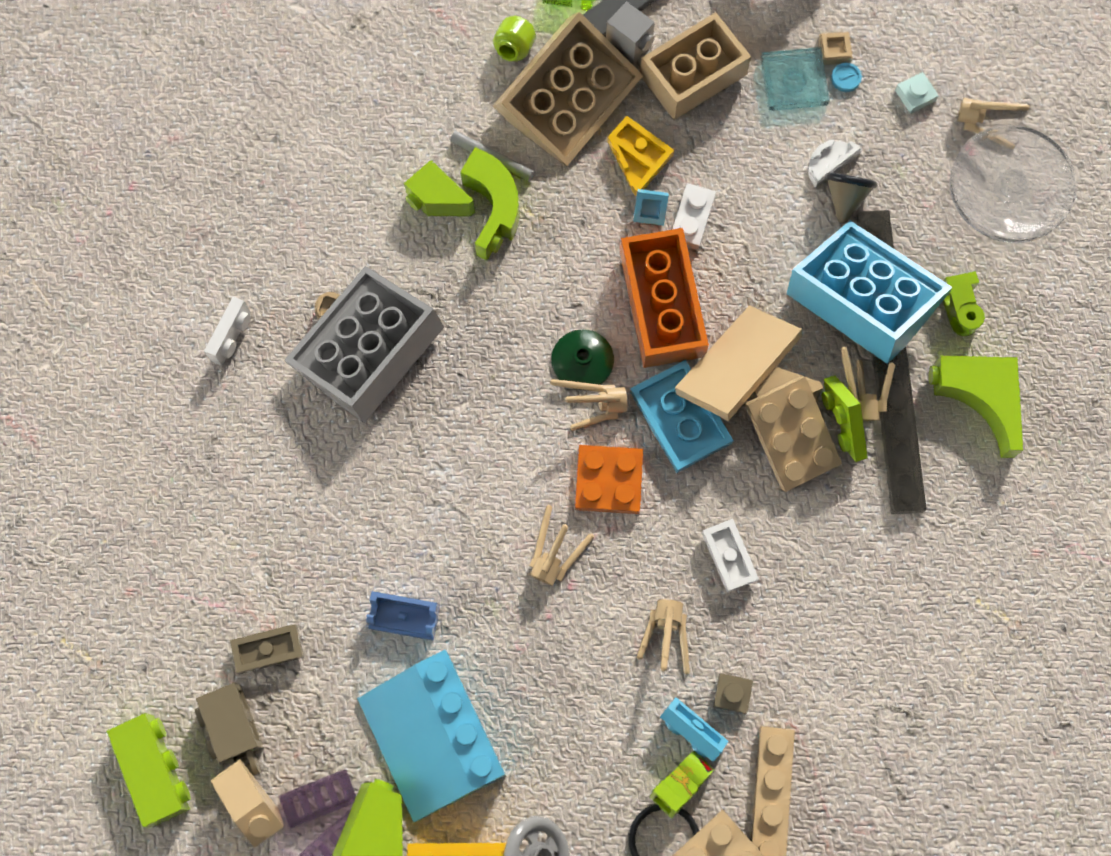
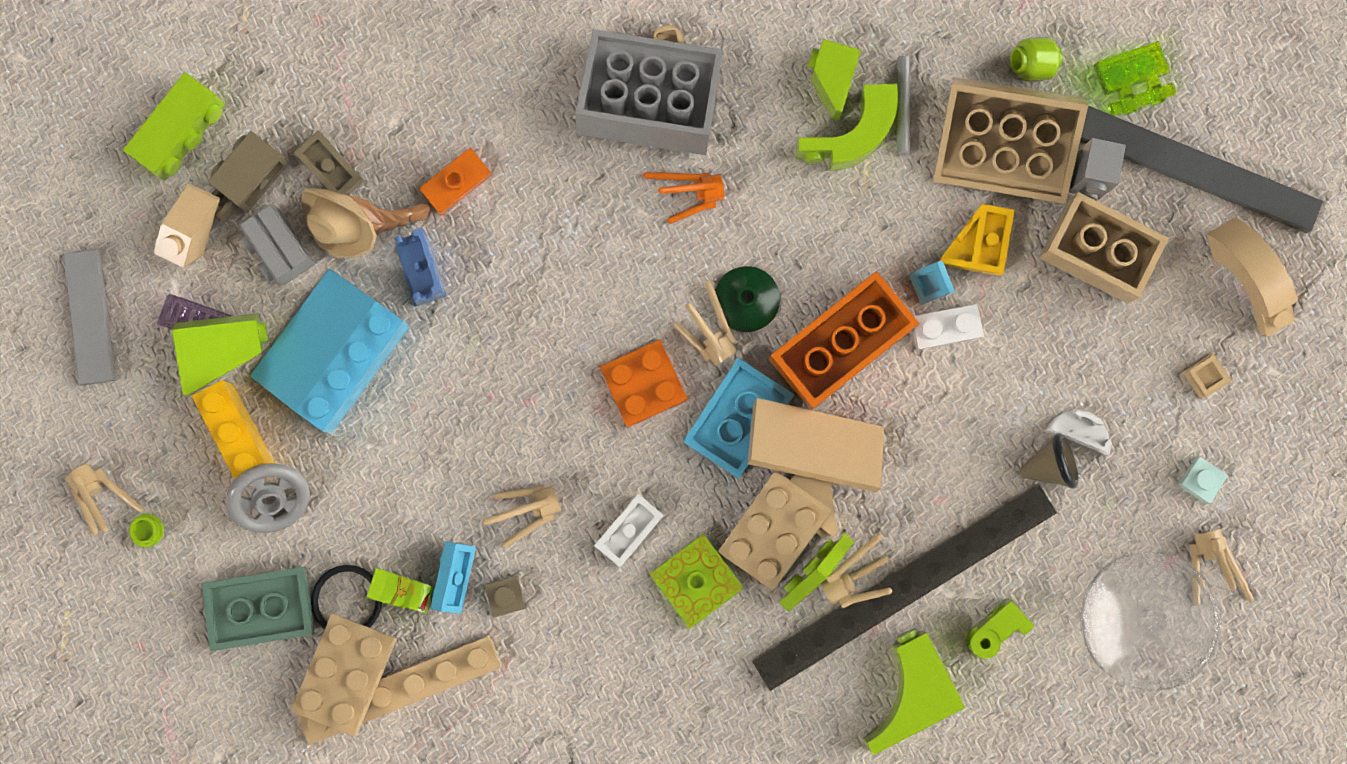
camera: 60 degrees right, 10 degrees up
(290, 810) = (203, 266): clear purple slope -> none
(310, 733) = (276, 245): none -> light grey brick
(329, 657) = (349, 224): none -> tan hat
(344, 546) = (455, 181): none -> orange plate
(471, 342) = (706, 188): none -> orange plant
(547, 567) = (531, 370): tan plant -> none
(794, 79) = (1149, 352): clear light blue tile -> none
(801, 523) = (696, 581): none -> lime plate
(846, 77) = (1181, 402): medium azure piece -> none
(867, 290) = (956, 531): medium azure slope -> none

